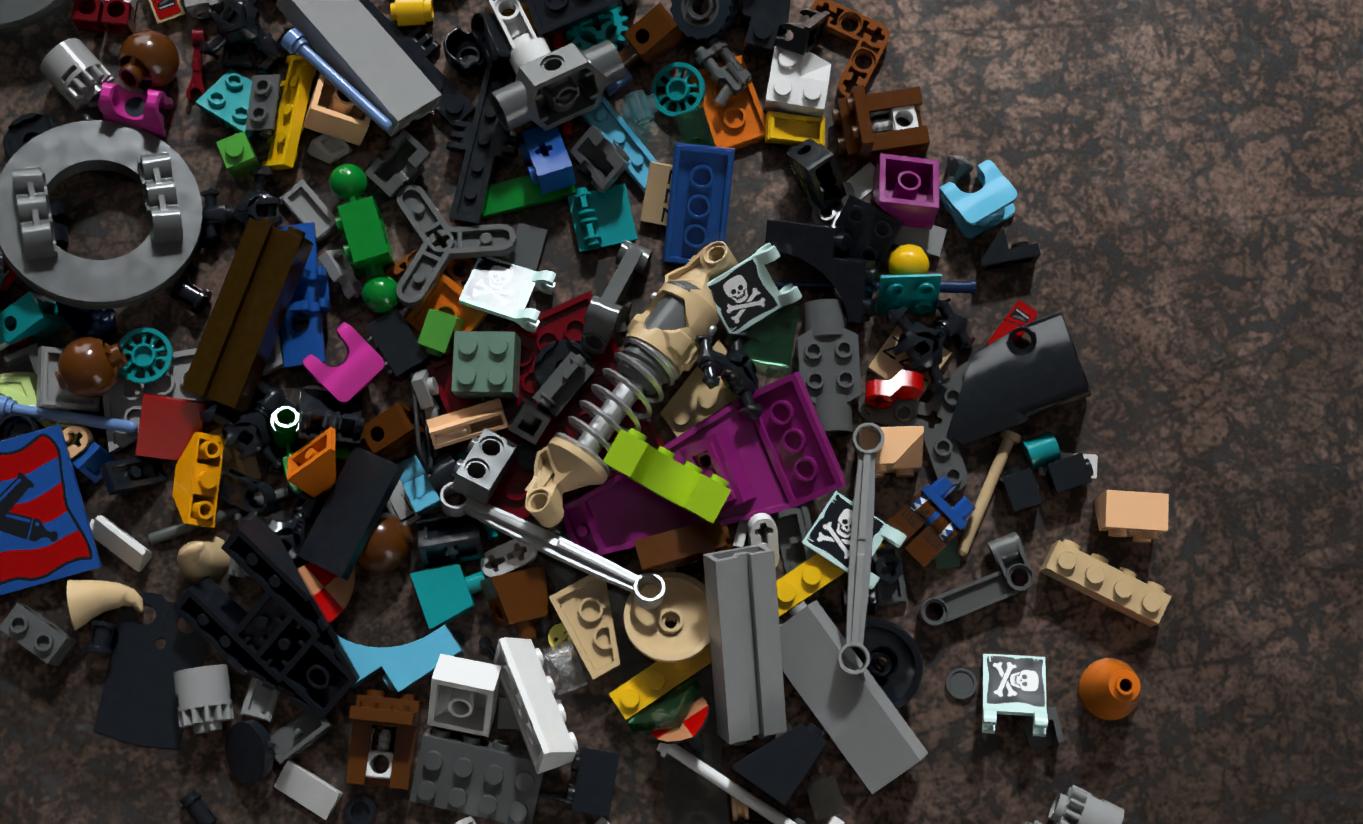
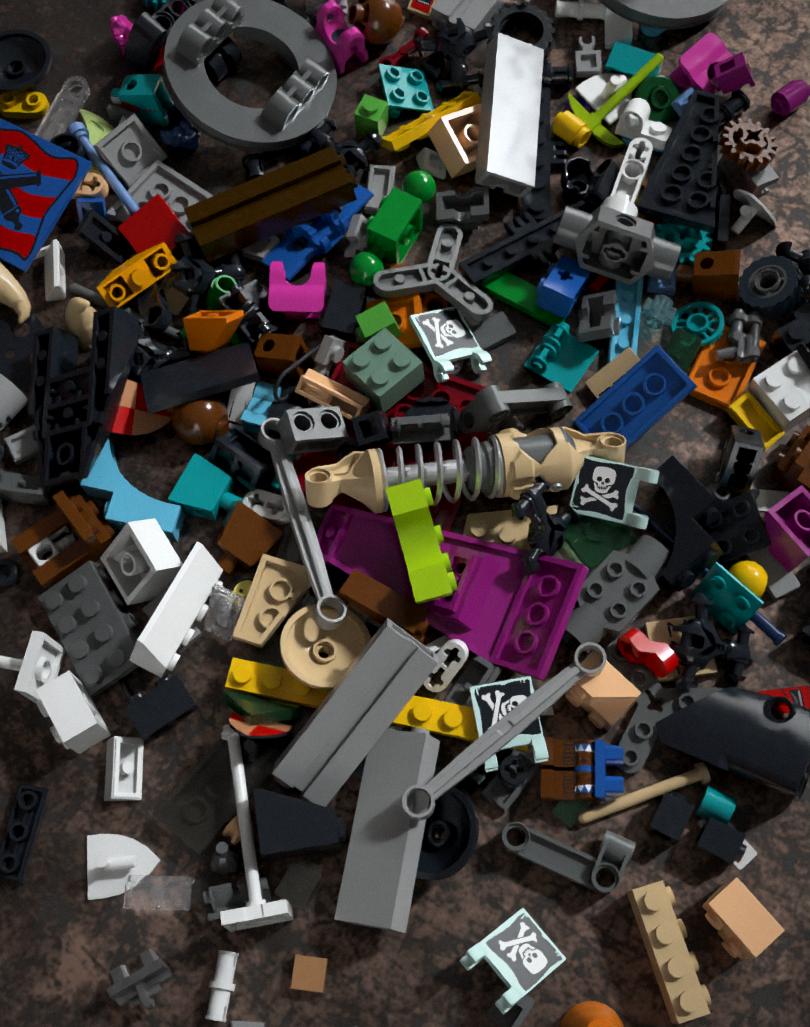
camera: 50 degrees right, 10 degrees down
(90, 367) = (146, 148): reddish brown brick -> none
(146, 355) = (187, 177): teal wheel -> none
(263, 104) = (422, 97): dark grey hinge -> none
(295, 42) = (474, 77): medium blue piece -> none
(961, 683) = (484, 912): dark grey piece -> none

